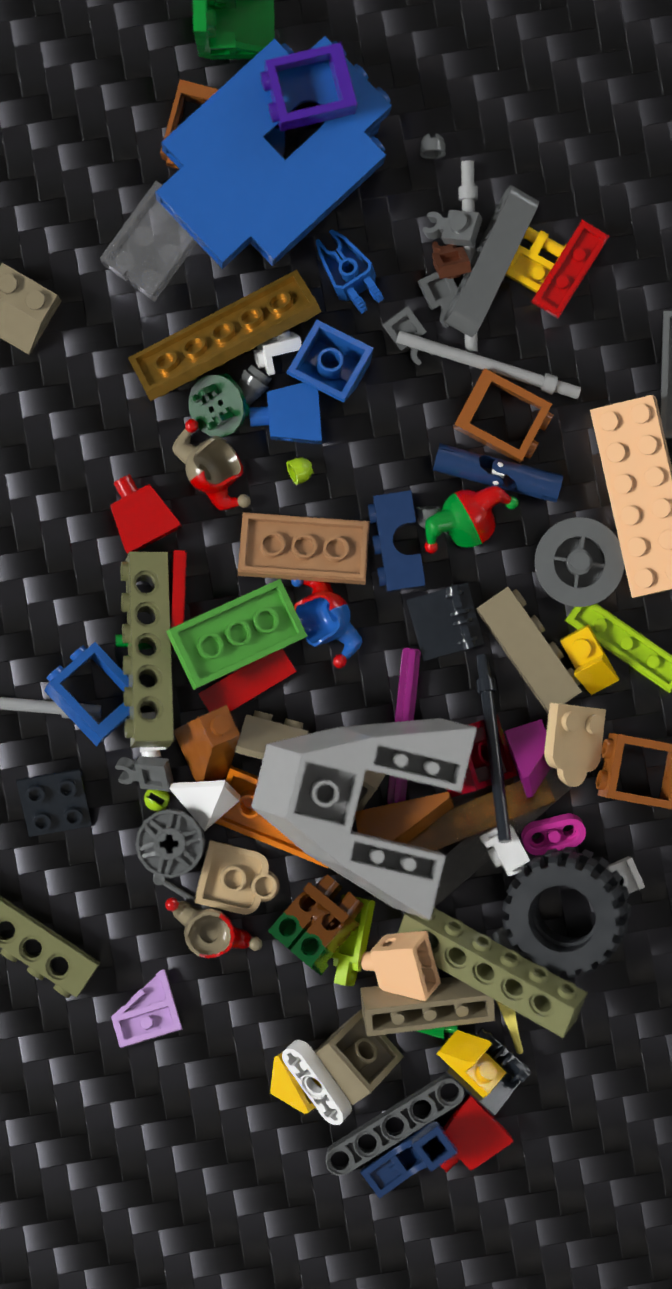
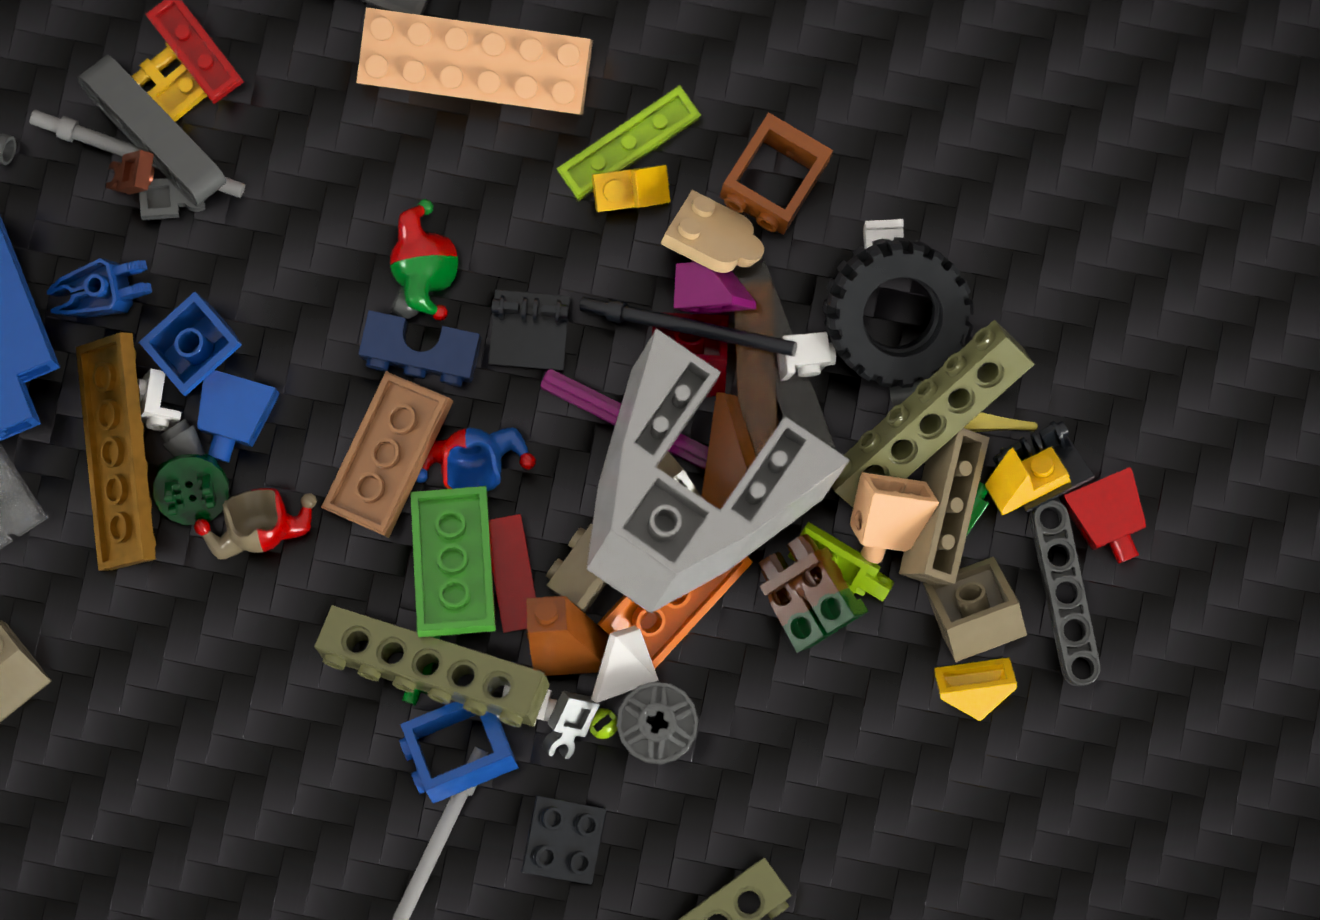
camera: 70 degrees left, 5 degrees down
(141, 515) = (280, 620): red torso -> none
(148, 1013) = (841, 824): lavender wing -> none
(158, 880) = (695, 754): dark grey hinge -> none
(177, 588) = (374, 608): red tile -> none
(210, 931) = (773, 717): dark tan piece -> none
(235, 879) = (726, 669): tan plate -> none
(299, 470) = (298, 427): lime hinge -> none
(299, 1058) = (963, 676): white beam -> none
(407, 322) = (191, 252): dark grey plate -> none
(420, 1150) = (1102, 569): dark blue arch -> none
(457, 229) = (101, 153): dark grey plate -> none
(519, 477) = (404, 187): dark blue piece -> none
(528, 649) = (593, 250): dark tan brick -> none
(529, 444) = (351, 203): dark orange window -> none
(547, 382) = (309, 121): light grey bar -> none
(553, 834) = (807, 299): dark pink plate -> none
(579, 562) = (519, 157): dark grey wheel -> none

